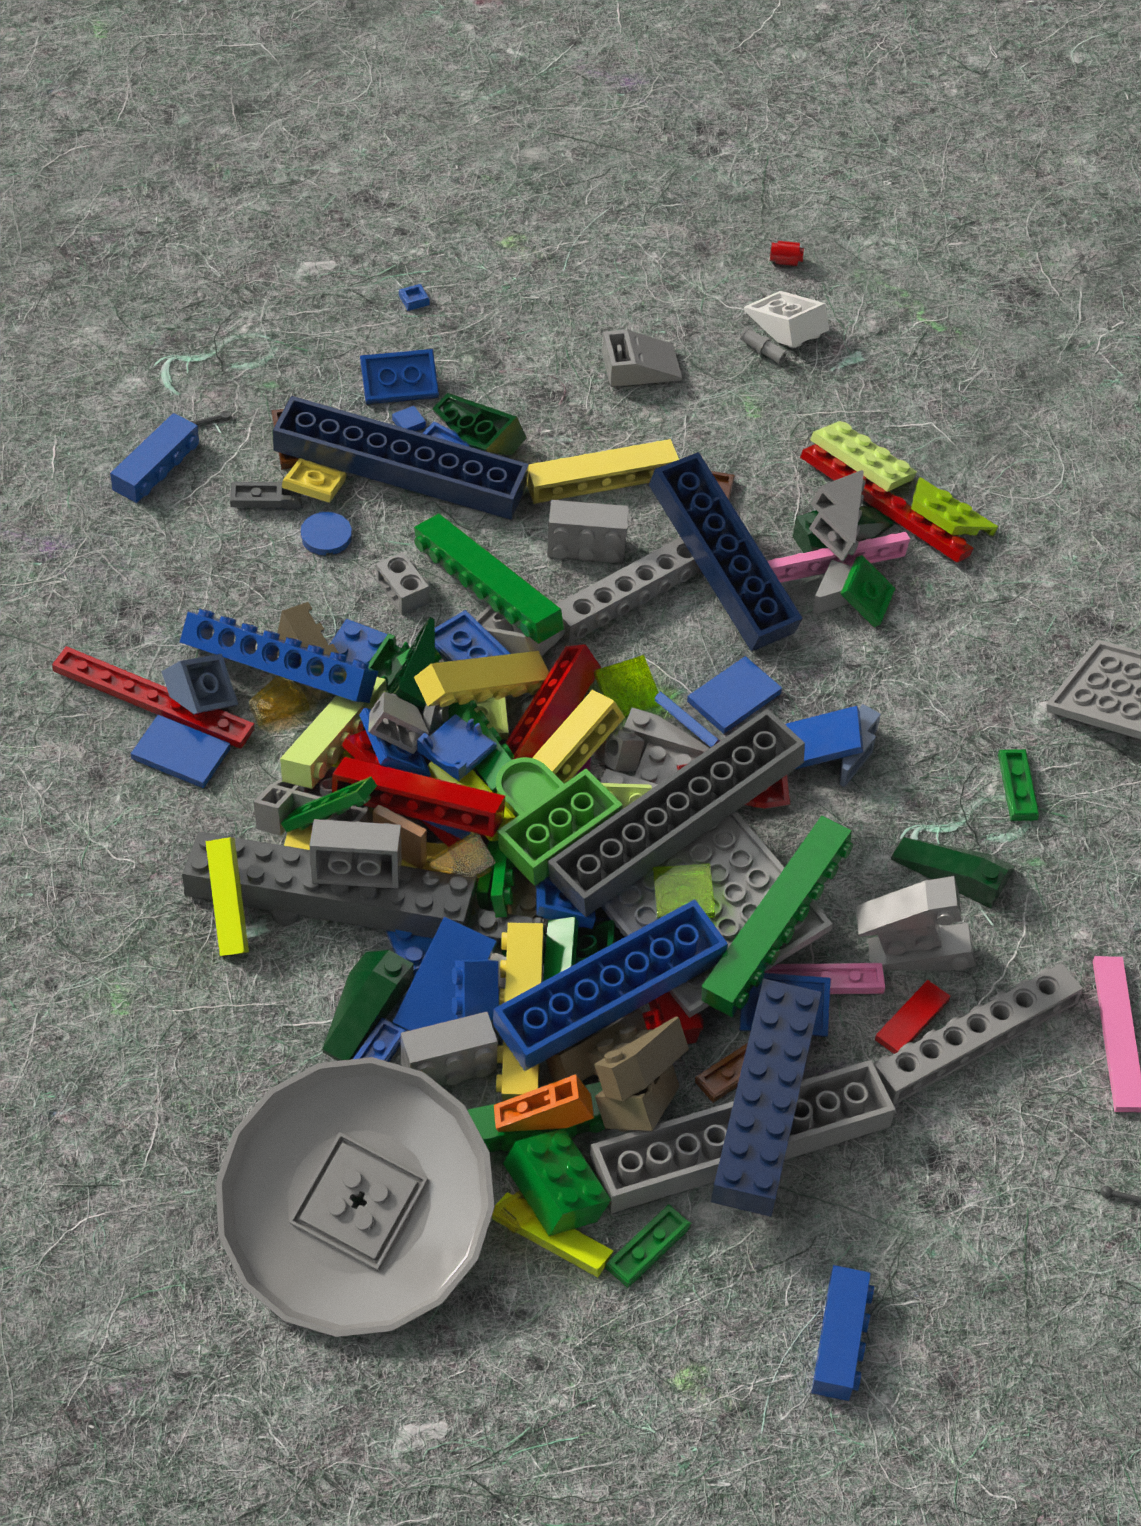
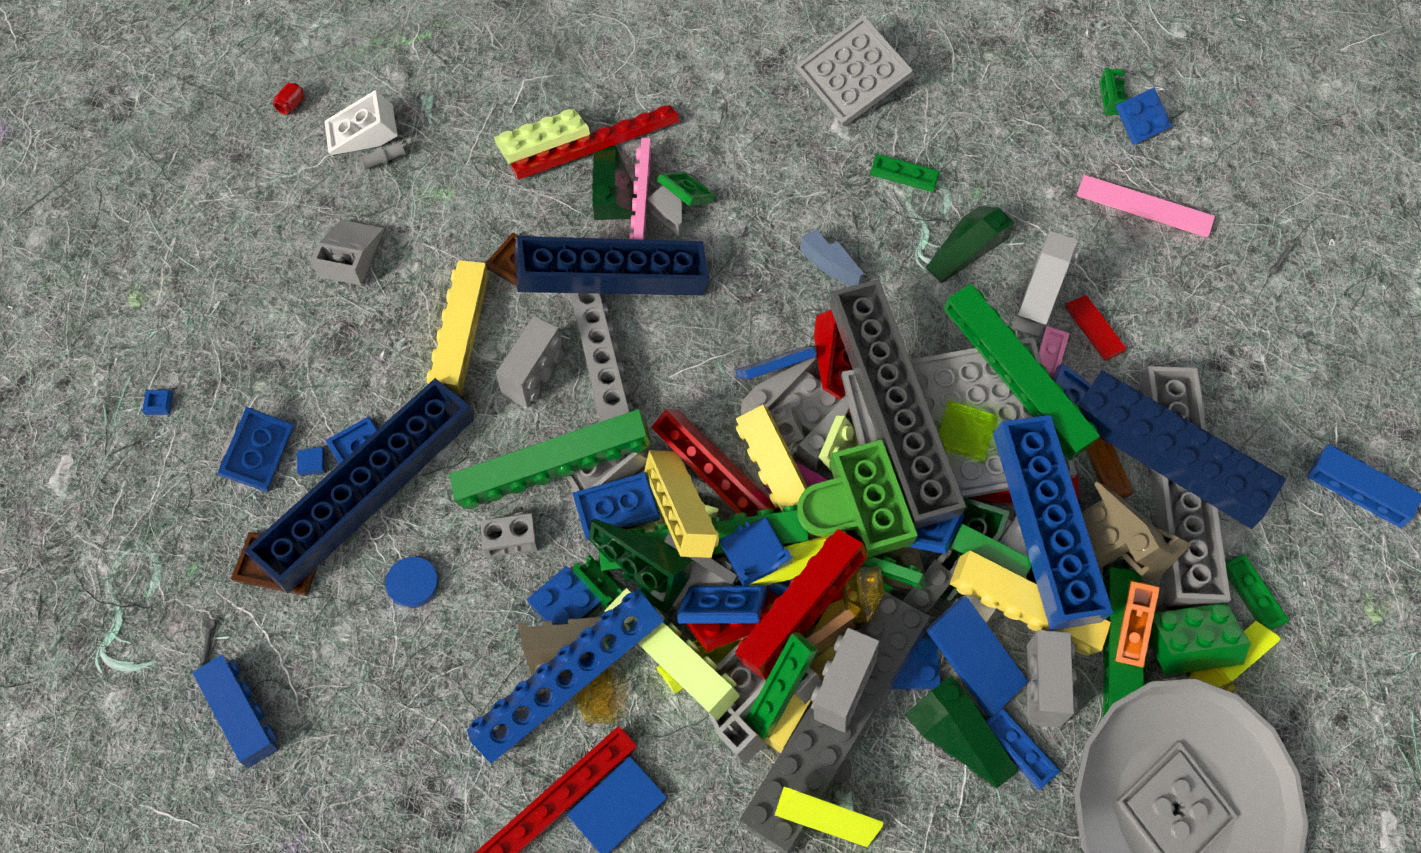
camera: 65 degrees left, 10 degrees up
(200, 684) = (559, 760): sand blue slope -> none
(263, 496) = (337, 622): dark grey hinge -> none
(314, 480) = (346, 569): light yellow tile -> none
(396, 722) = (709, 591): light grey torso -> none
(475, 987) = (1005, 631): blue brick -> none
(481, 425) = (357, 403): dark green wedge -> none
(628, 684) = (708, 398): clear neon green tile -> none
(734, 694) = (743, 324): blue tile -> none
(829, 735) = (823, 271): blue tile -> none
(839, 514) = (603, 168): light grey slope -> none
(948, 512) = (625, 106): lime wing -> none
(1062, 994) = (1126, 290): light grey brick -> none

